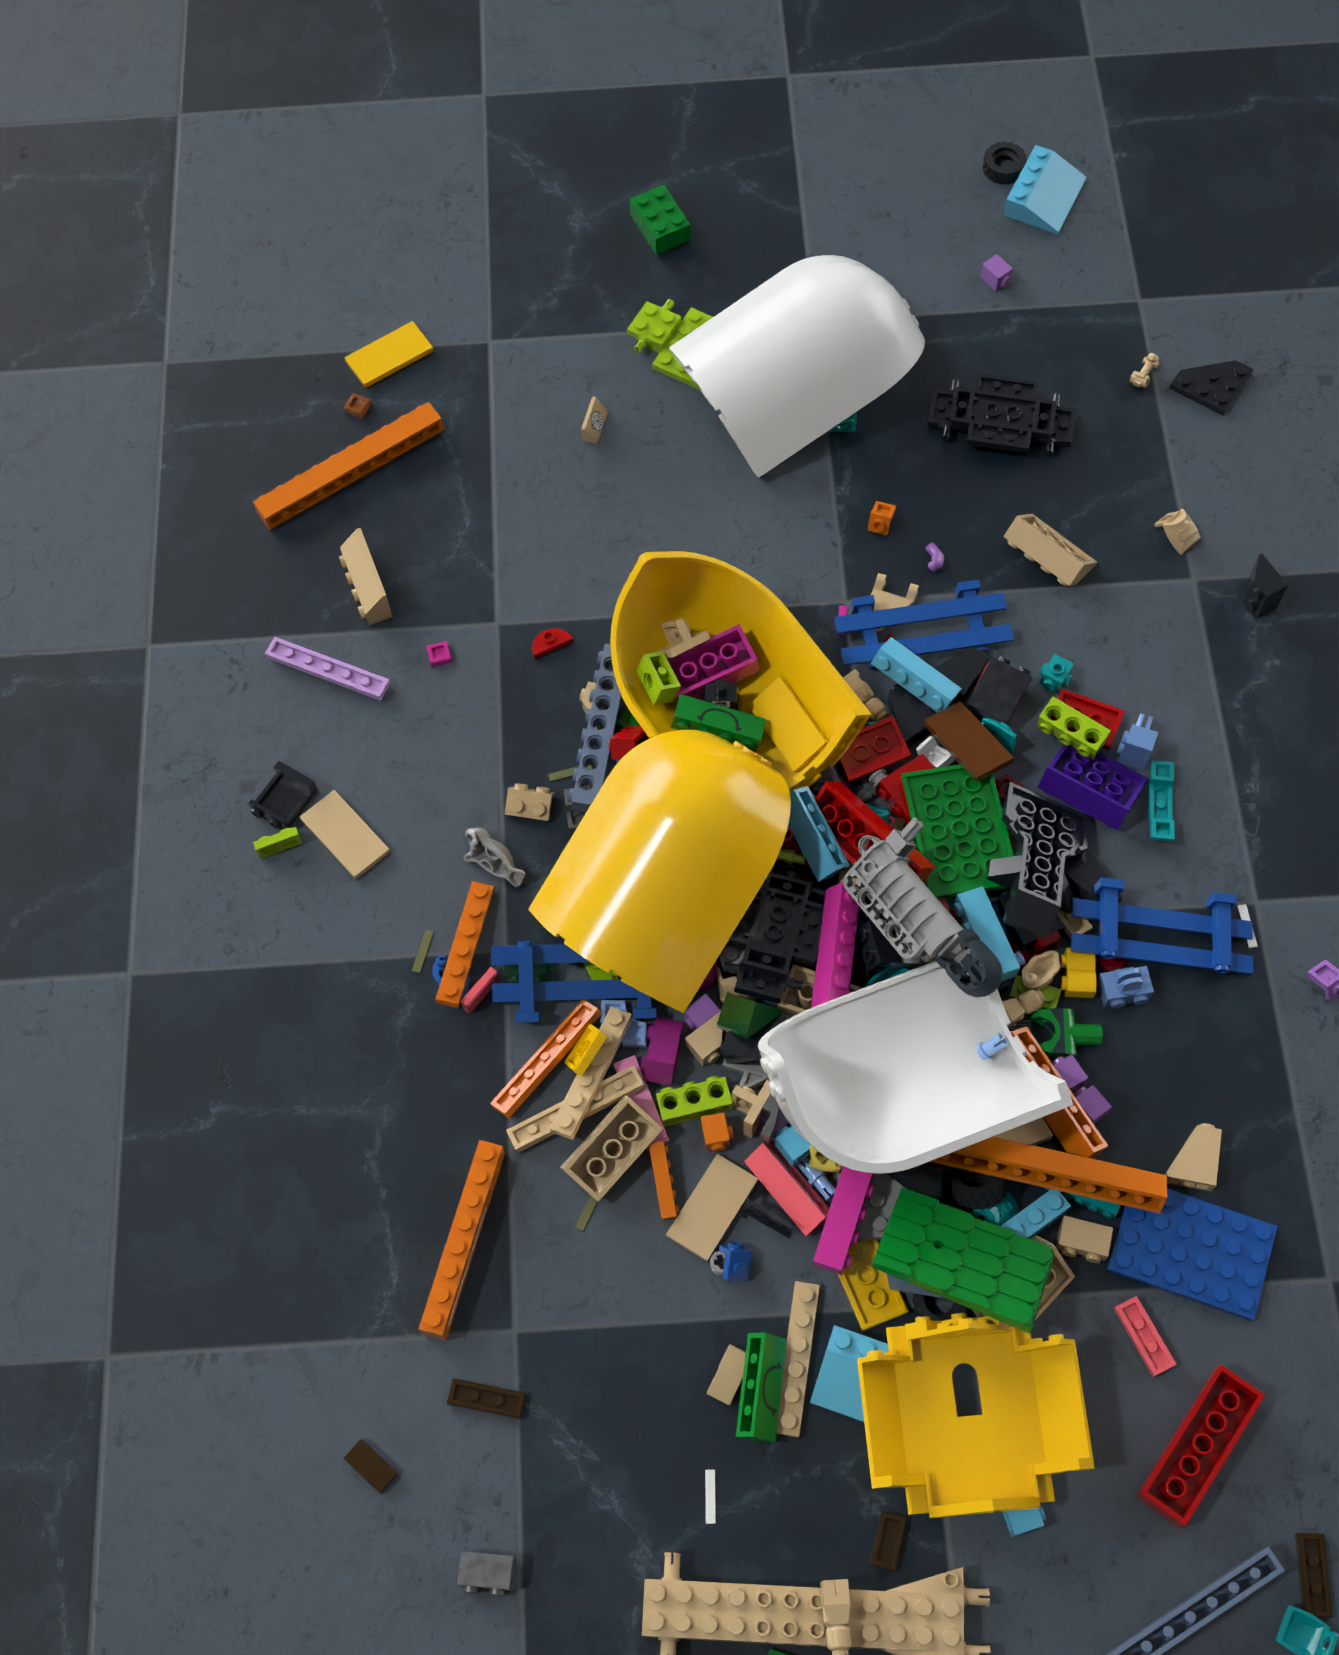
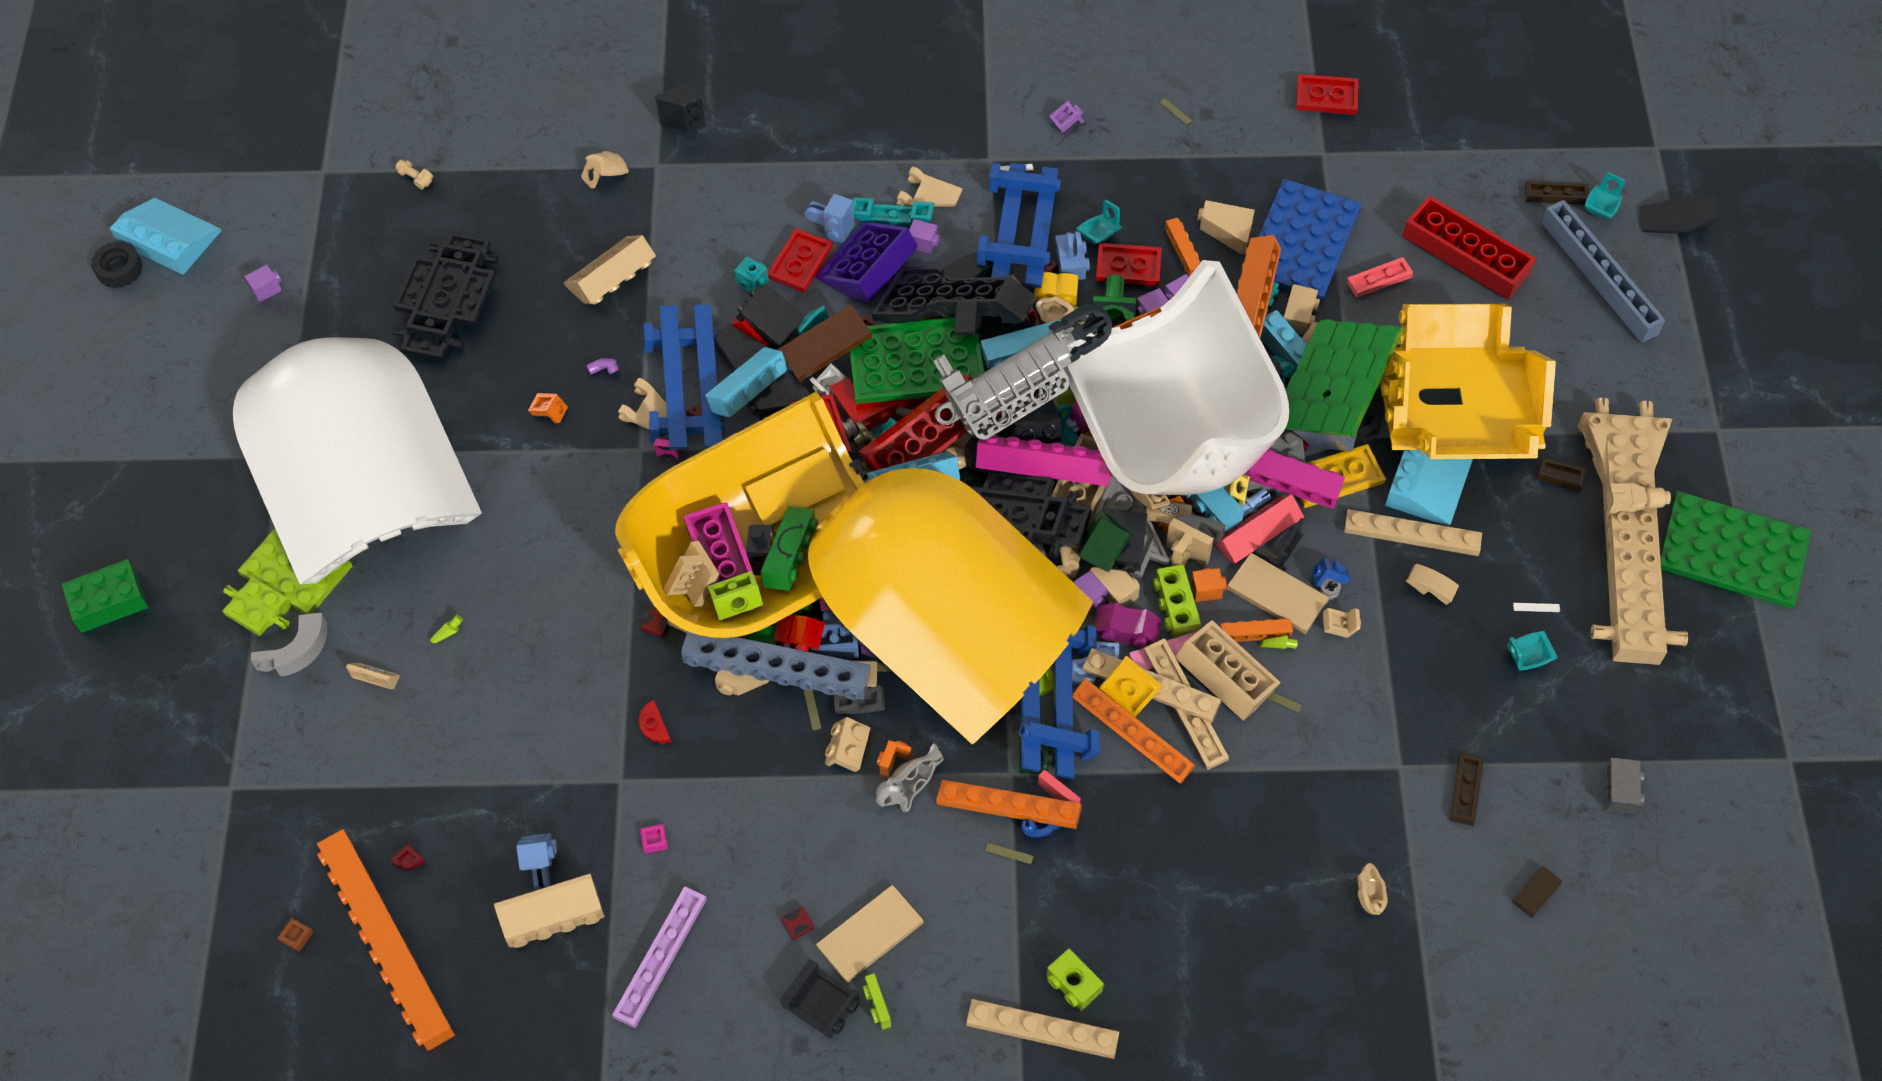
camera: 90 degrees left, 5 degrees down
(249, 985) = (1042, 1028): none -> tan plate
(287, 1021) = (1069, 966): none -> lime brick
(356, 774) = (797, 923): none -> dark red tile
(372, 1290) = (1372, 890): none -> tan arm
(389, 354) = (226, 899): yellow tile -> none
(414, 559) = (537, 853): none -> medium blue brick
(423, 473) = (407, 858): none -> dark red tile
(462, 1240) = (1319, 806): orange brick -> none
(515, 837) = (887, 758): none -> orange bracket
(615, 366) = (300, 652): none -> light grey arch
(641, 471) = (447, 629): none -> lime bar
(646, 1478) = (1531, 650): none -> teal piece
(652, 1207) = (1279, 642): none -> lime bar
(676, 1270) = (1340, 622): none -> tan bracket
(761, 1387) = (1444, 555): green brick -> none
(870, 791) = (864, 434): none -> olive plant
(987, 1049) = (1141, 343): light blue pin -> none
(1070, 717) = (804, 275): lime brick -> none
(1125, 1050) = (1134, 263): none -> red plate
(1132, 834) = (925, 235): none -> medium lavender brick
(1158, 1111) = (1182, 245): none -> orange piece
(1170, 1015) = (1102, 226): none -> teal piece
(1196, 843) = (930, 190): none -> tan flag
(1212, 385) = (440, 124): black plate -> none

